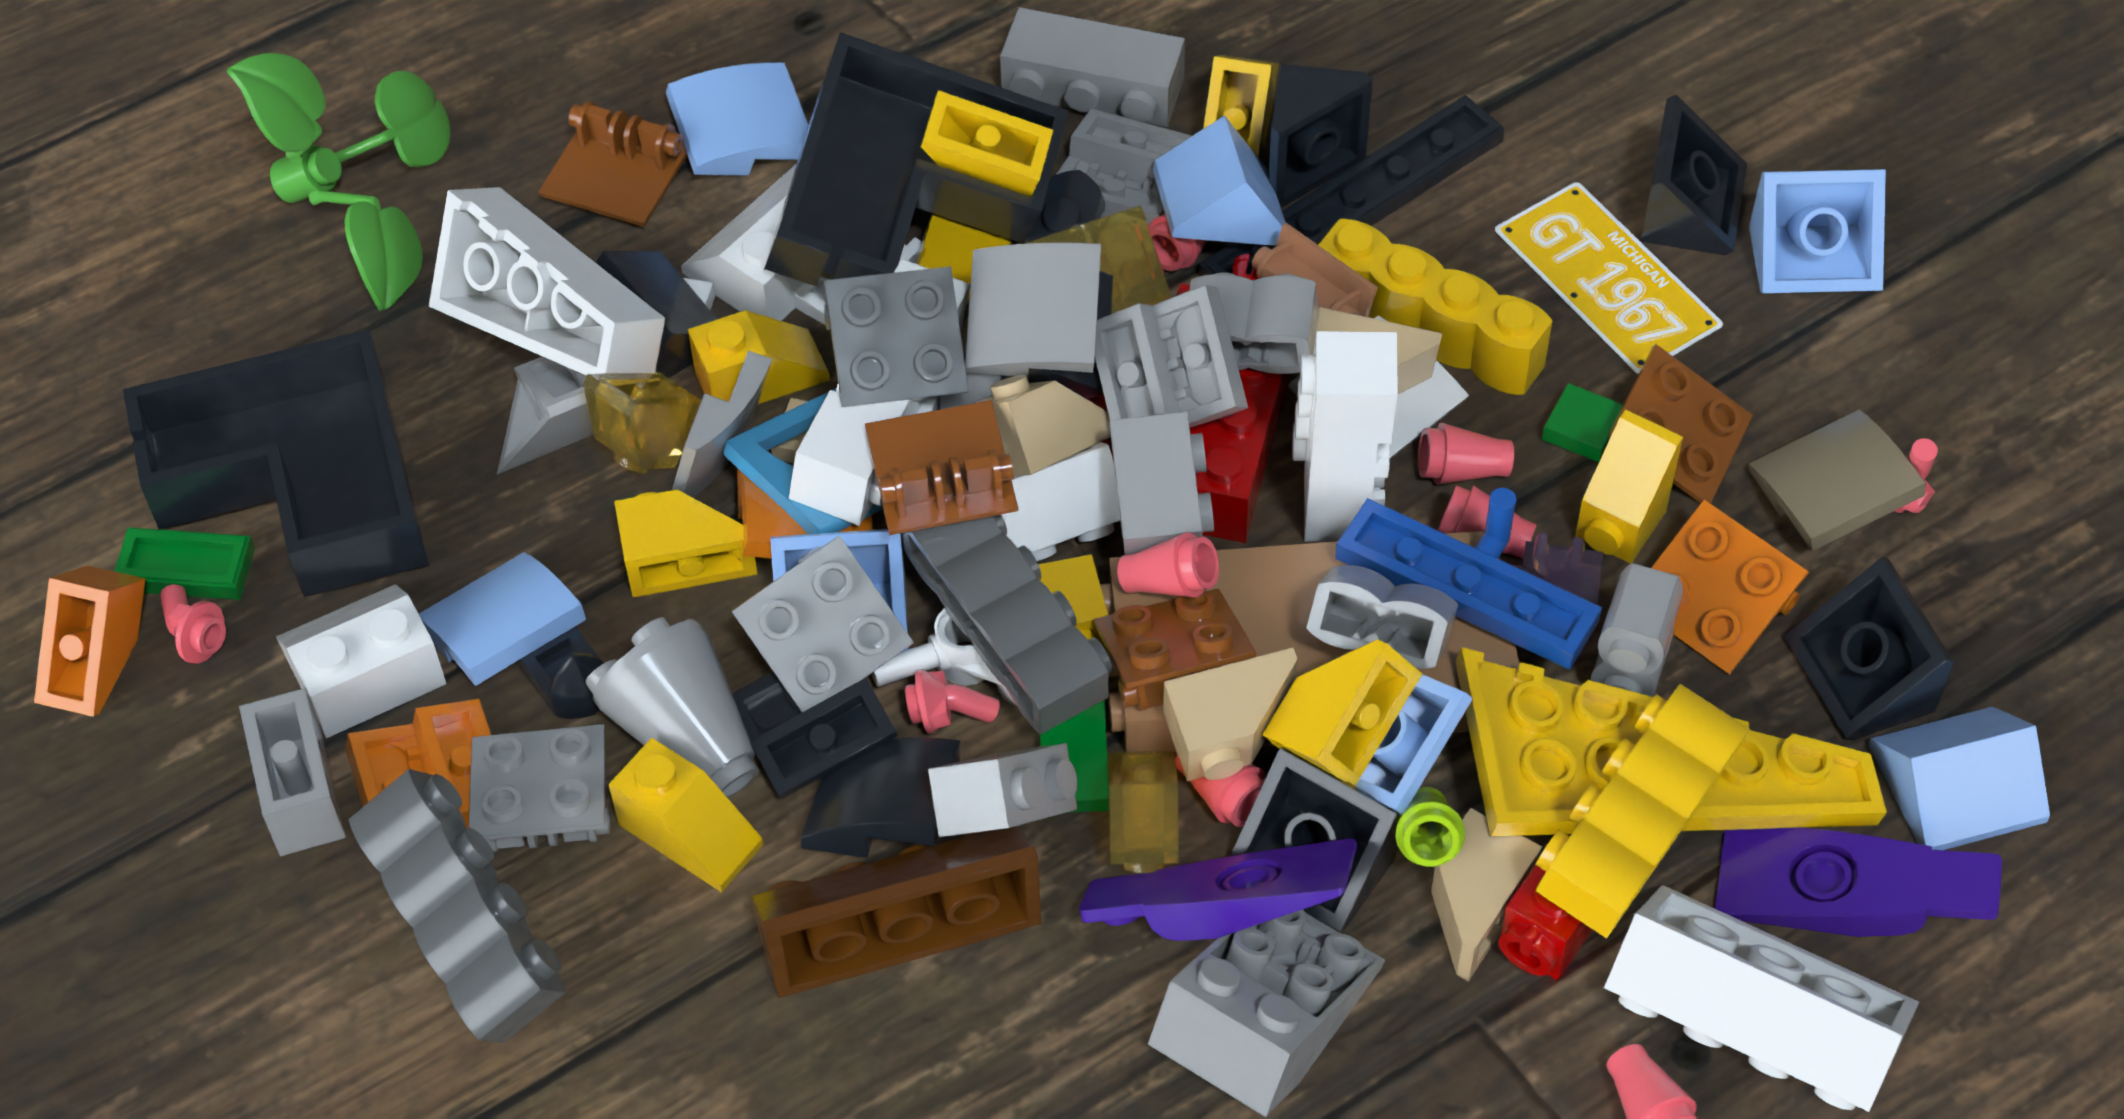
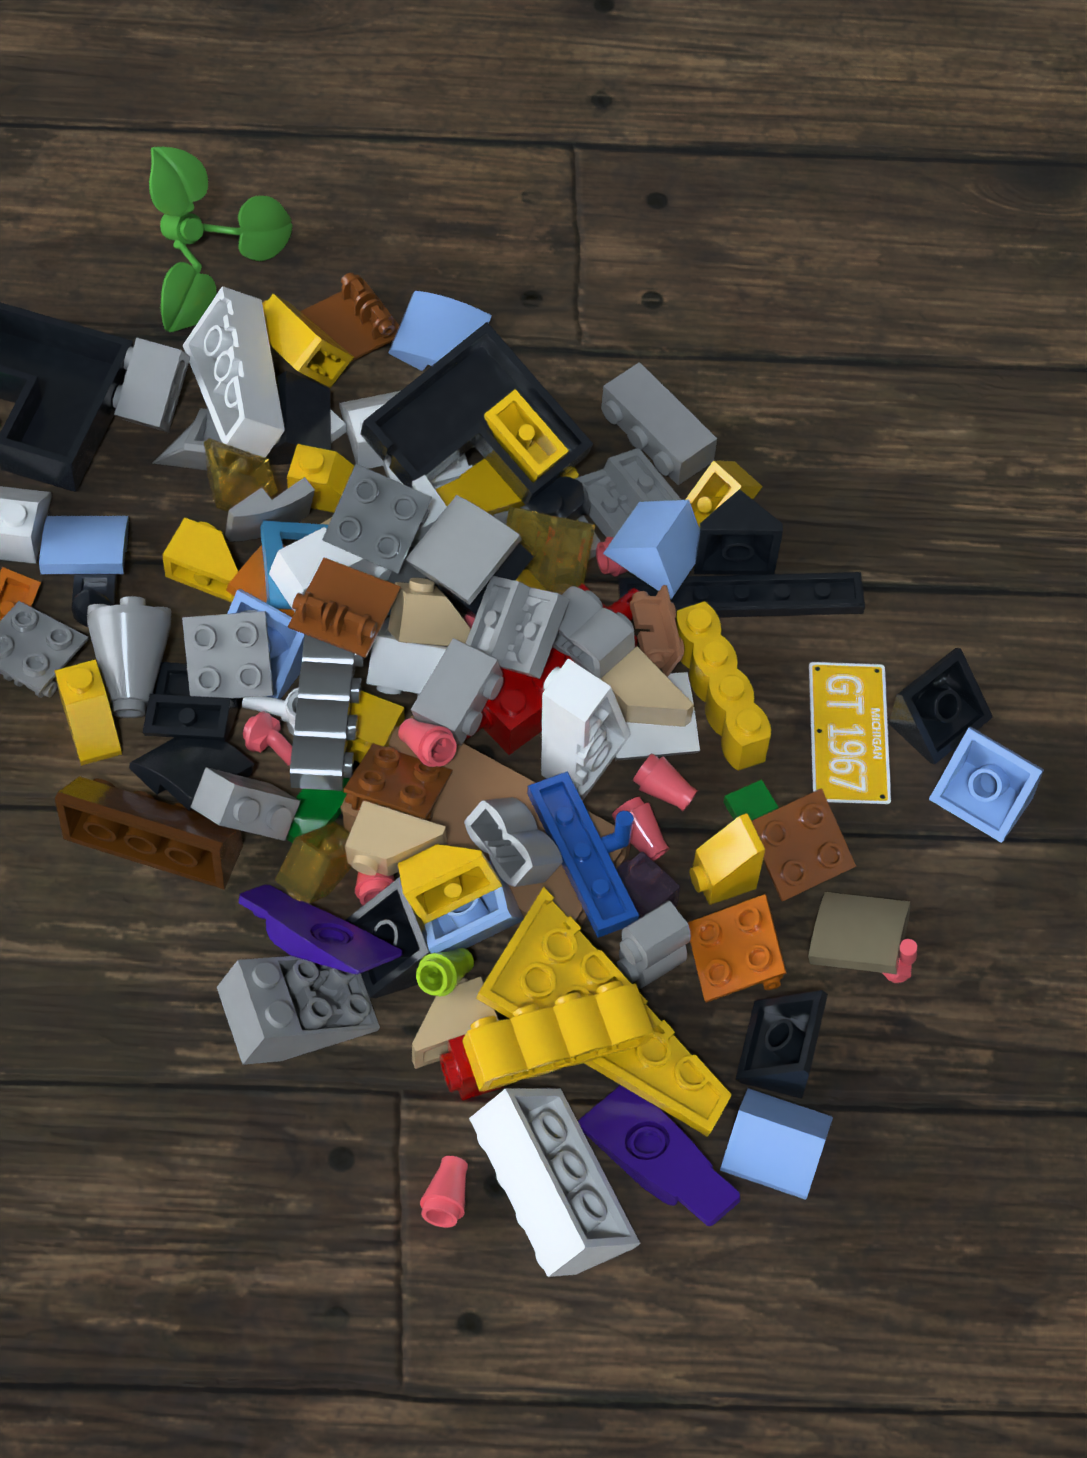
camera: 30 degrees right, 5 degrees up
(431, 372) = (151, 384): none -> light grey brick
(590, 211) = (303, 342): none -> yellow slope

